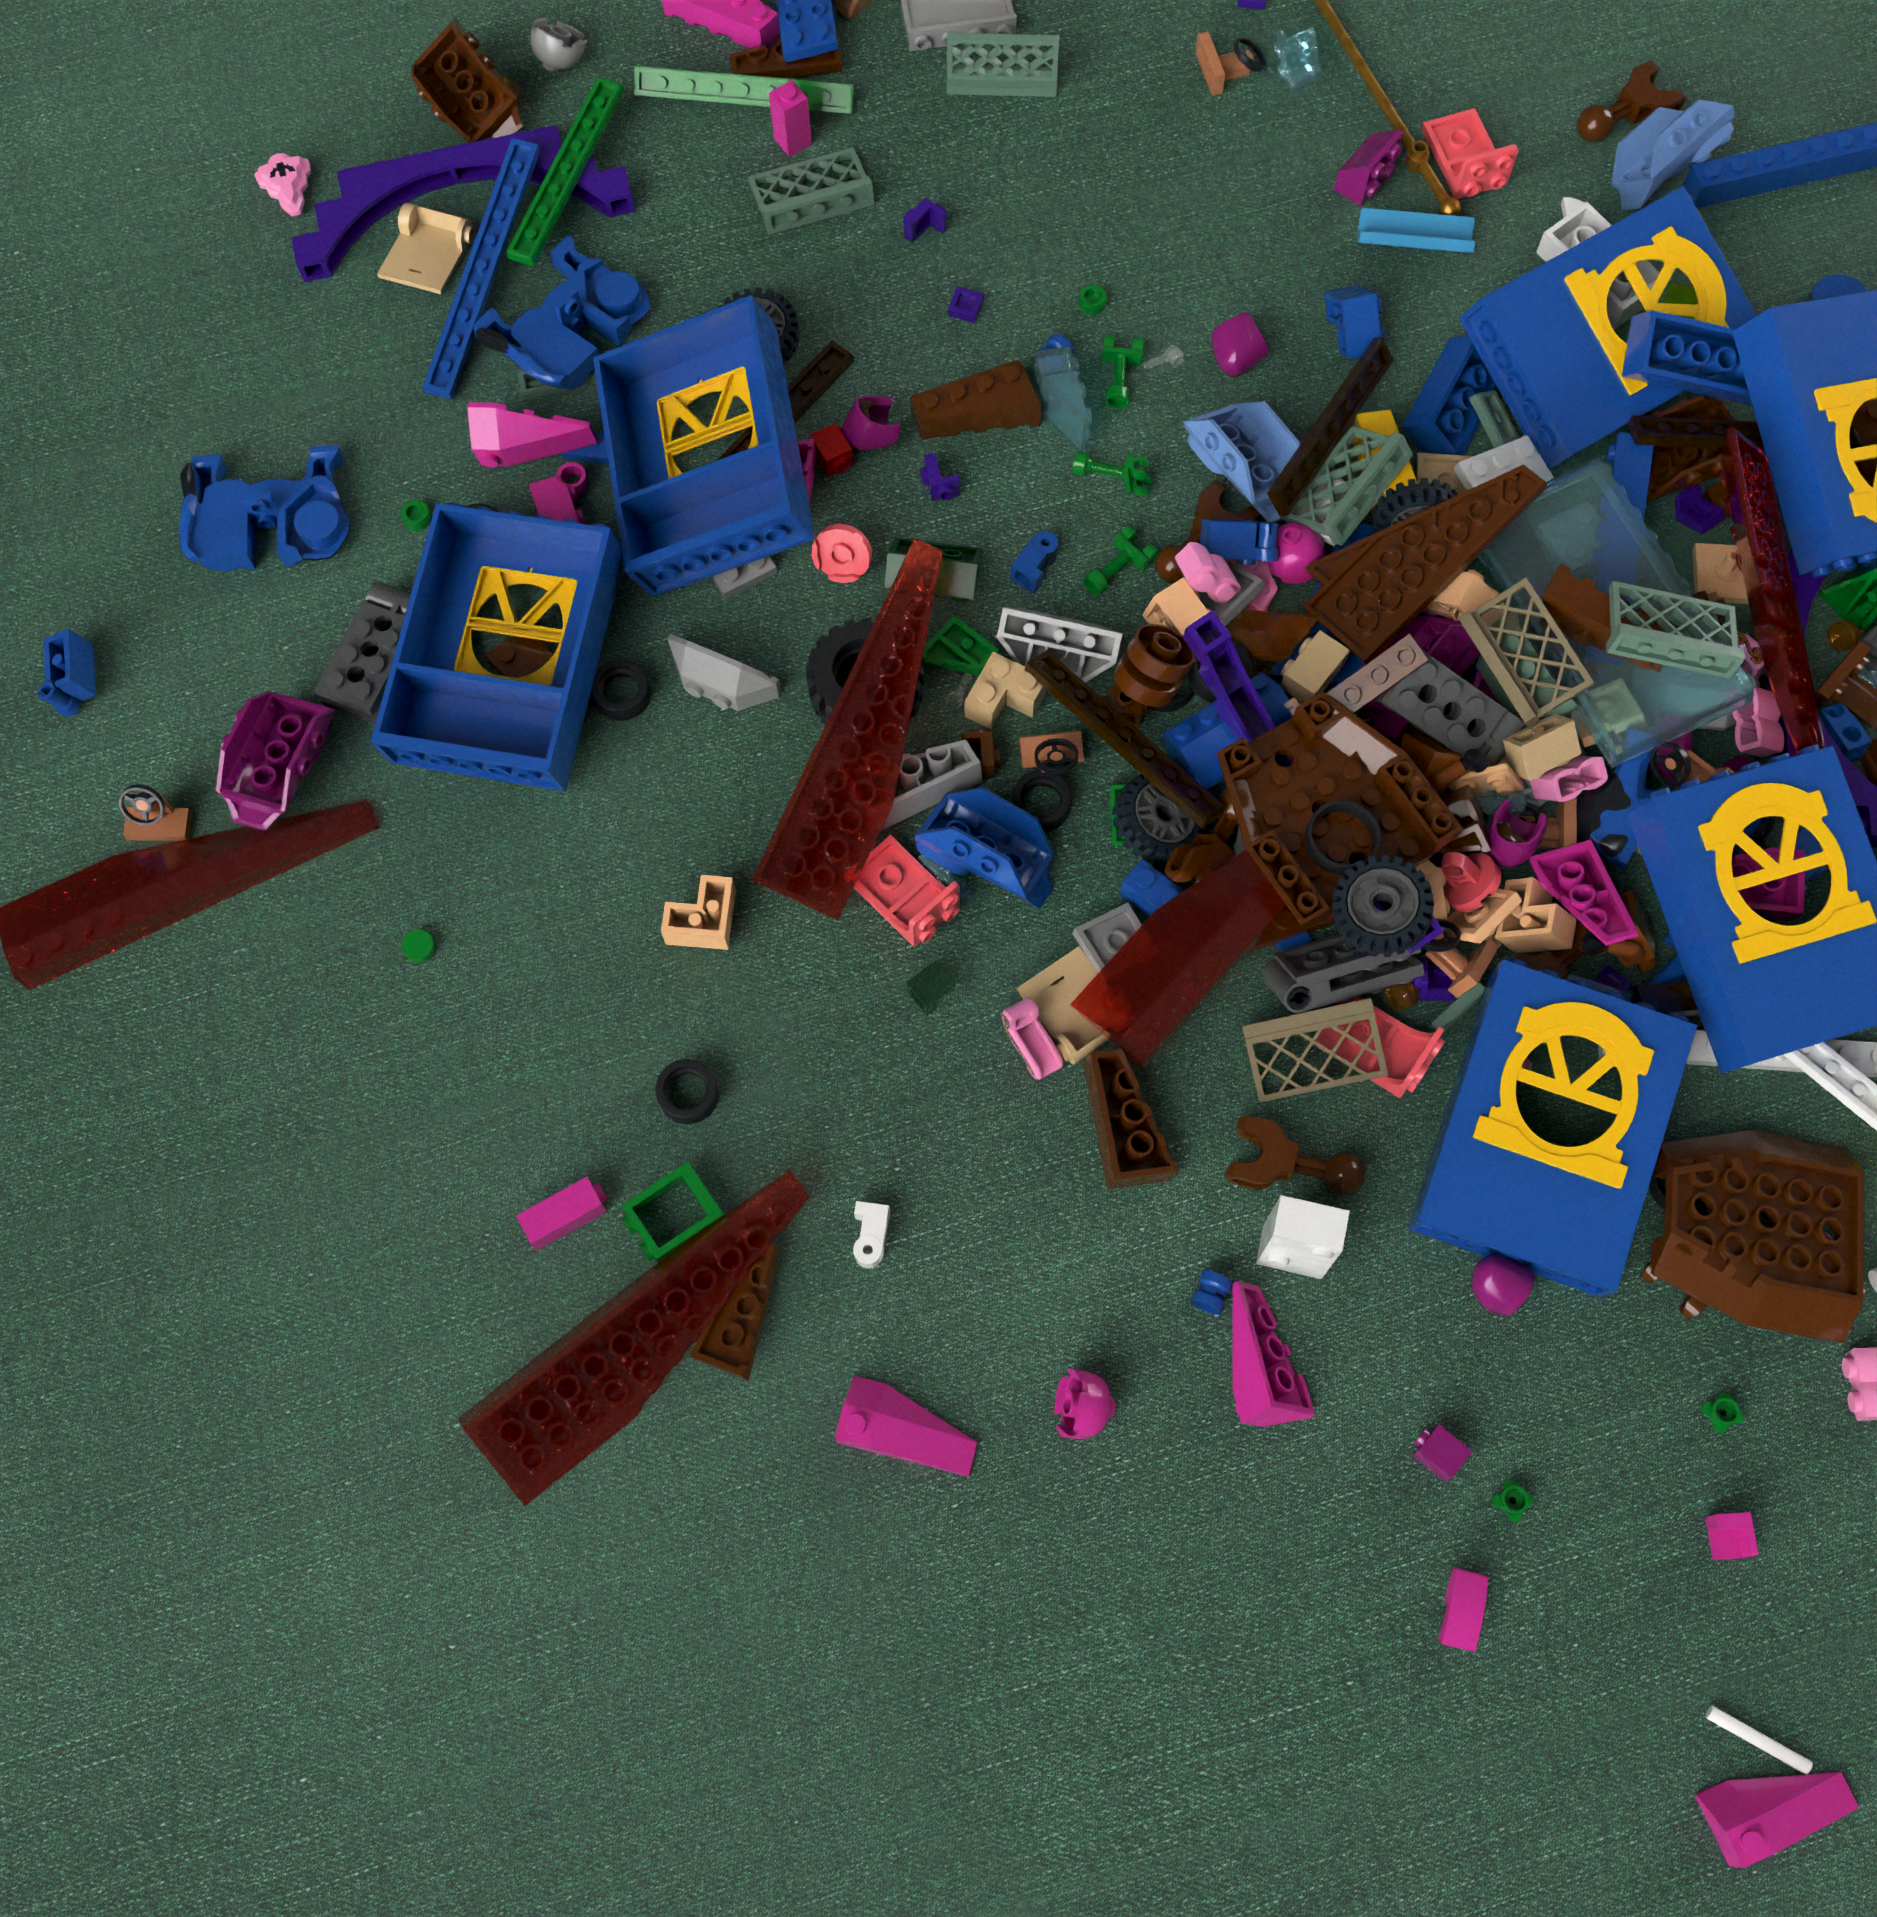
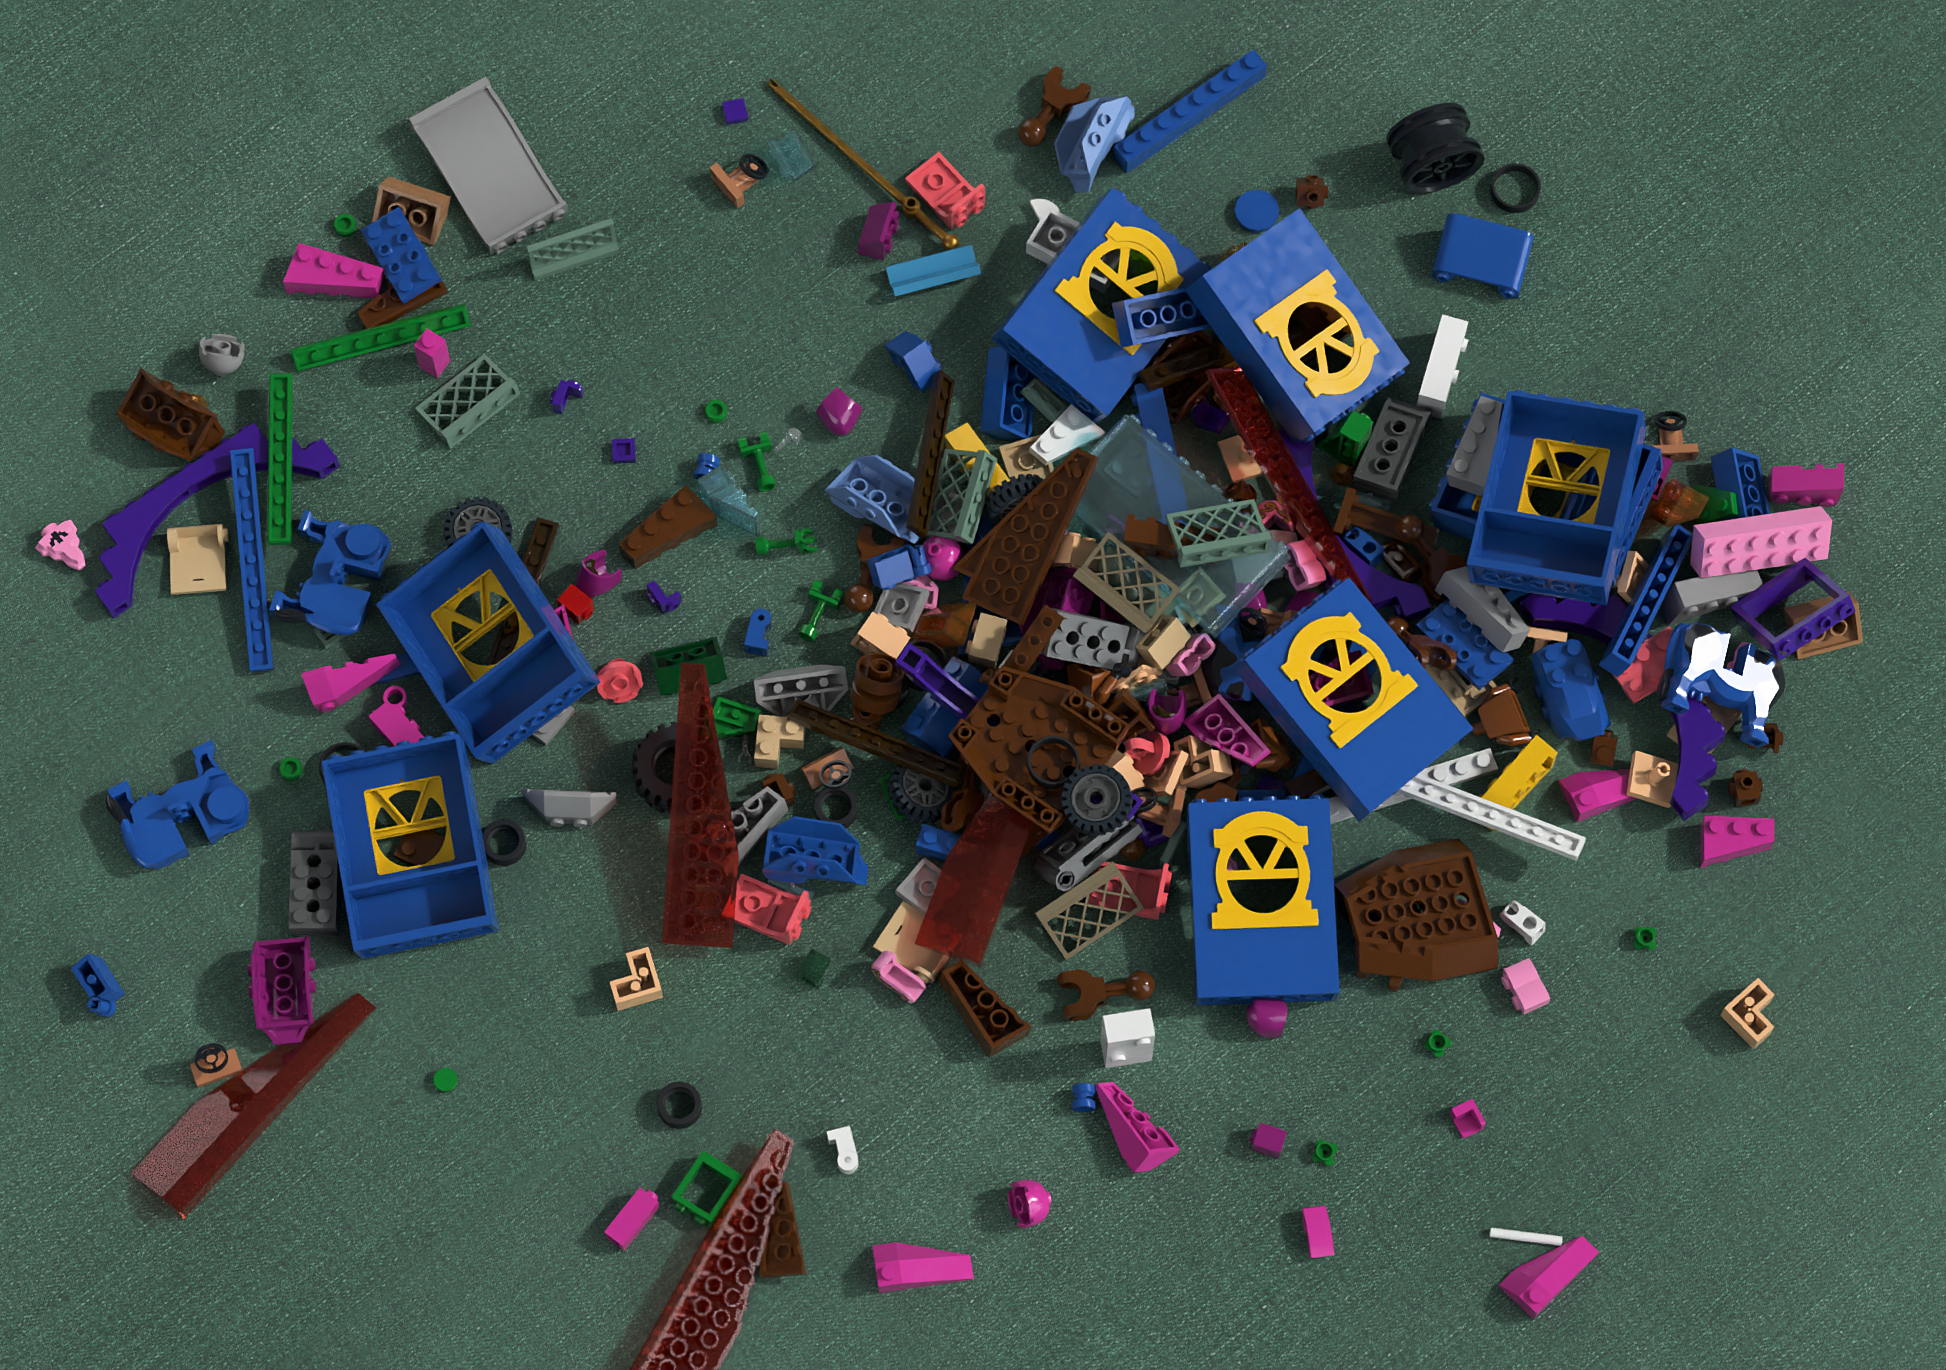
camera: 25 degrees left, 0 degrees up
(1207, 572) = (887, 600): bright pink brick -> none

